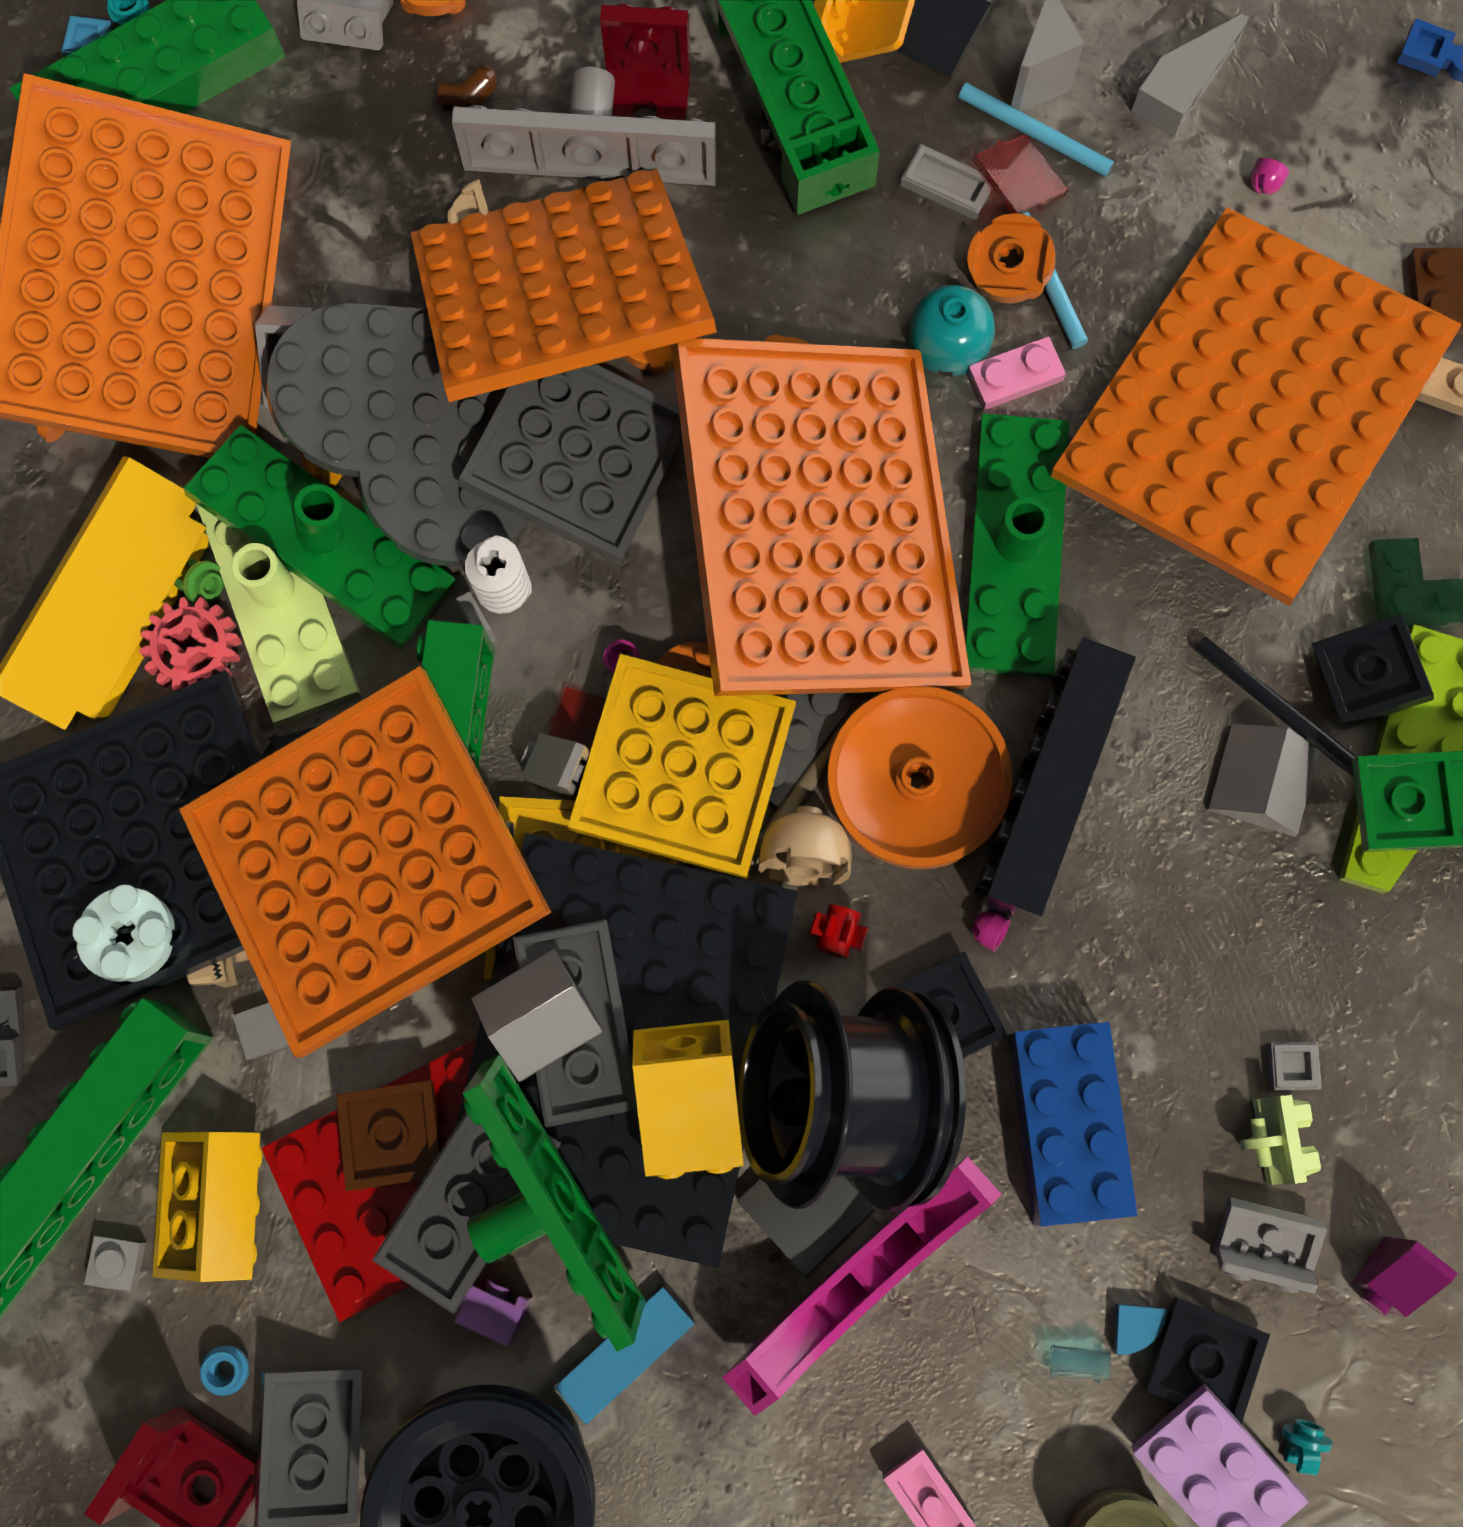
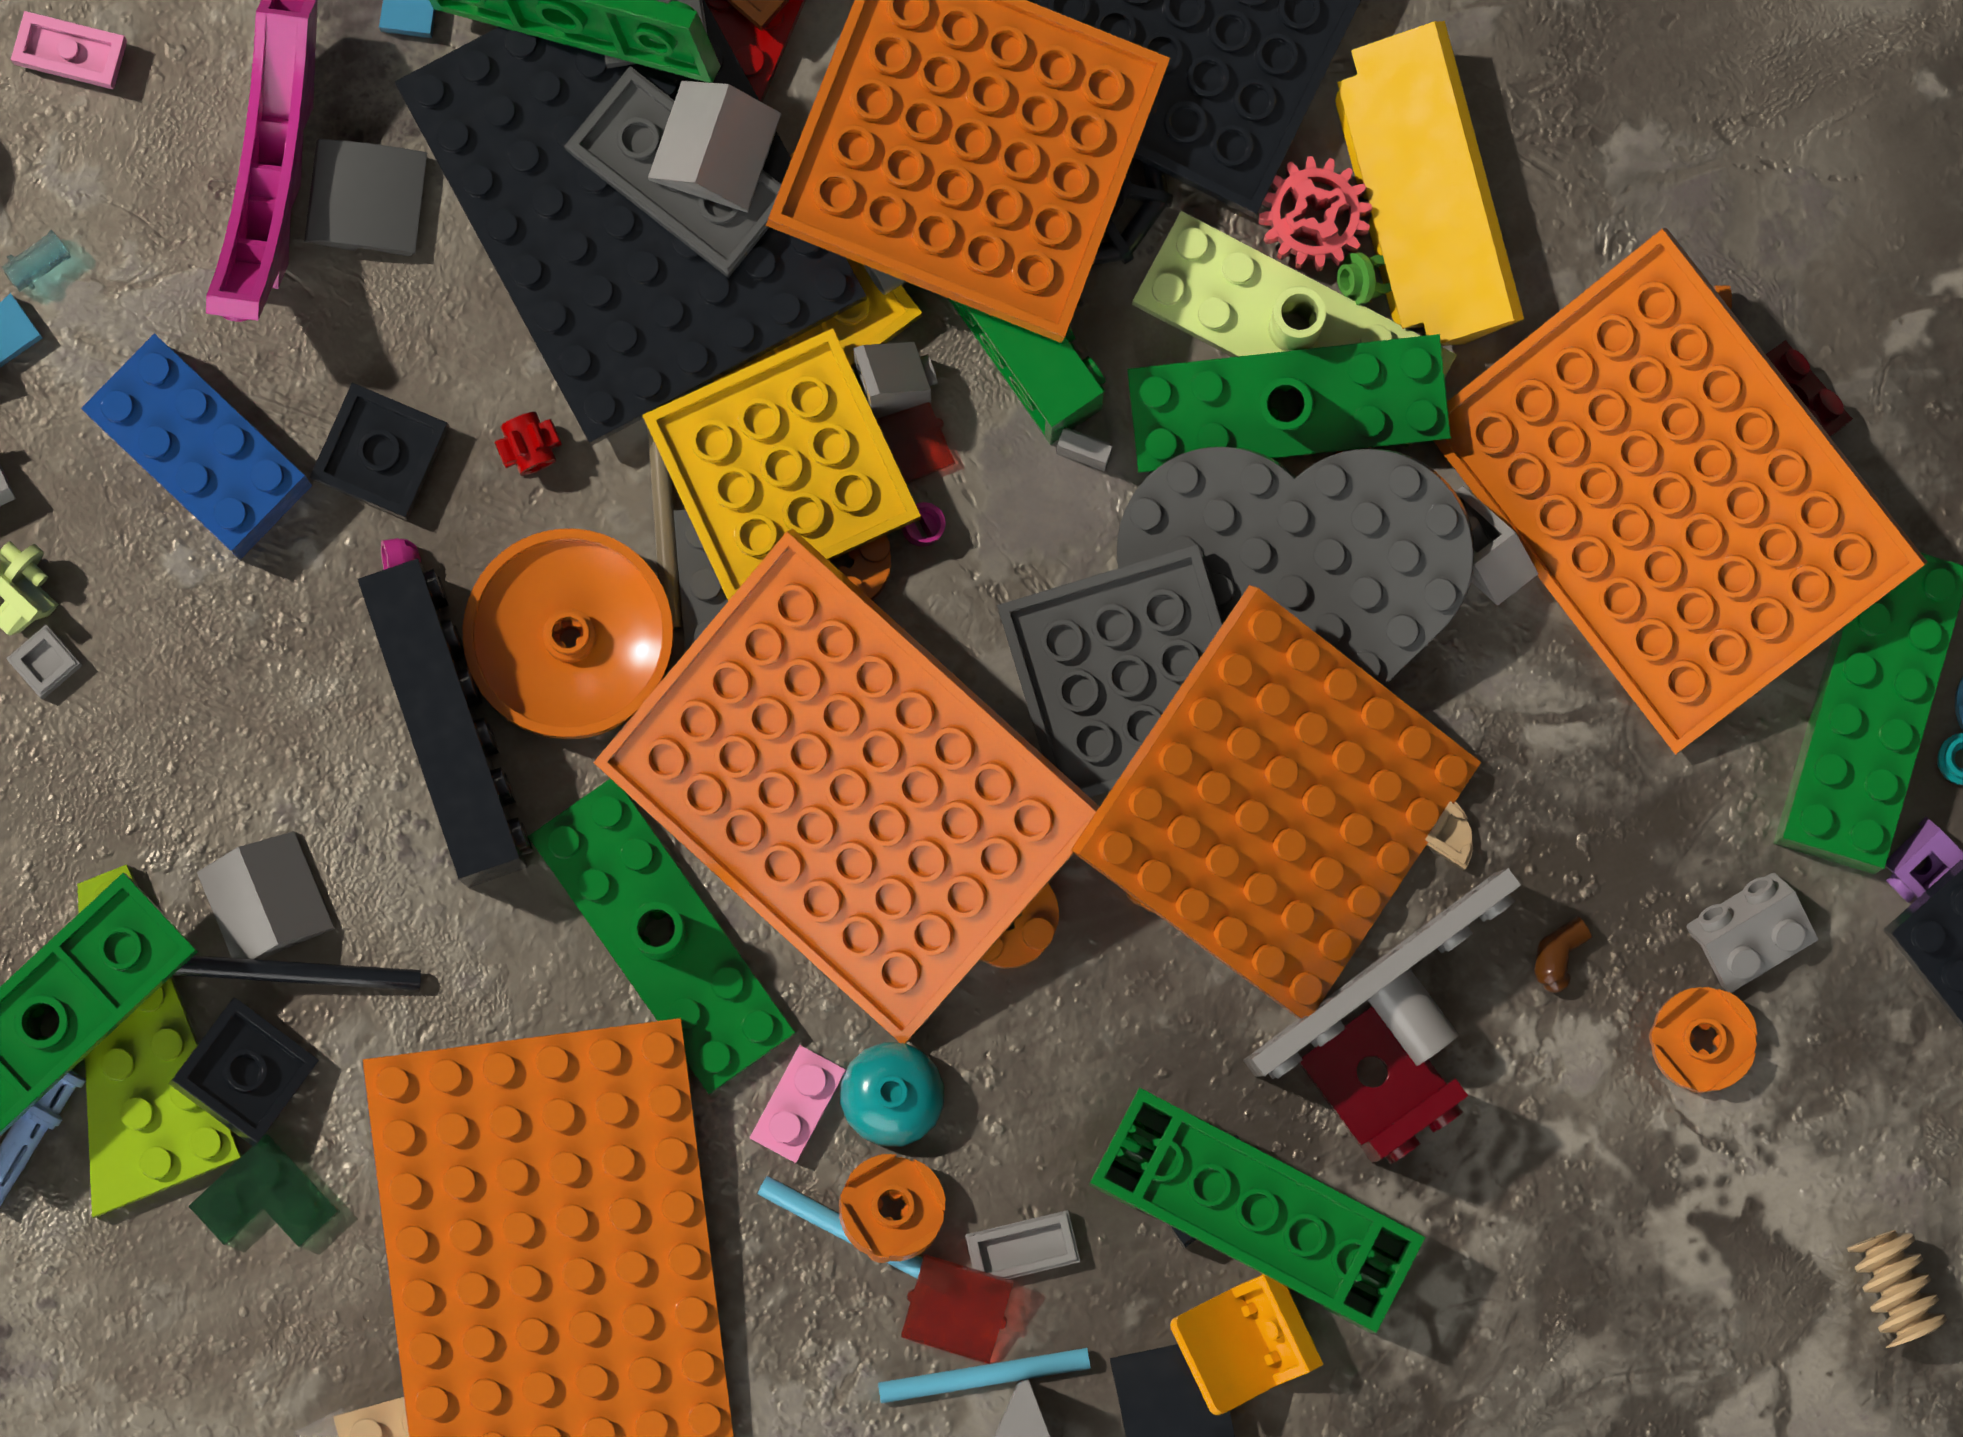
camera: 135 degrees right, 5 degrees up
(498, 575) = (1089, 517): white piece -> none
(686, 1099) = (532, 185): yellow slope -> none
(806, 848) = (616, 489): tan cylinder -> none
(852, 1097) = (393, 289): black wheel -> none

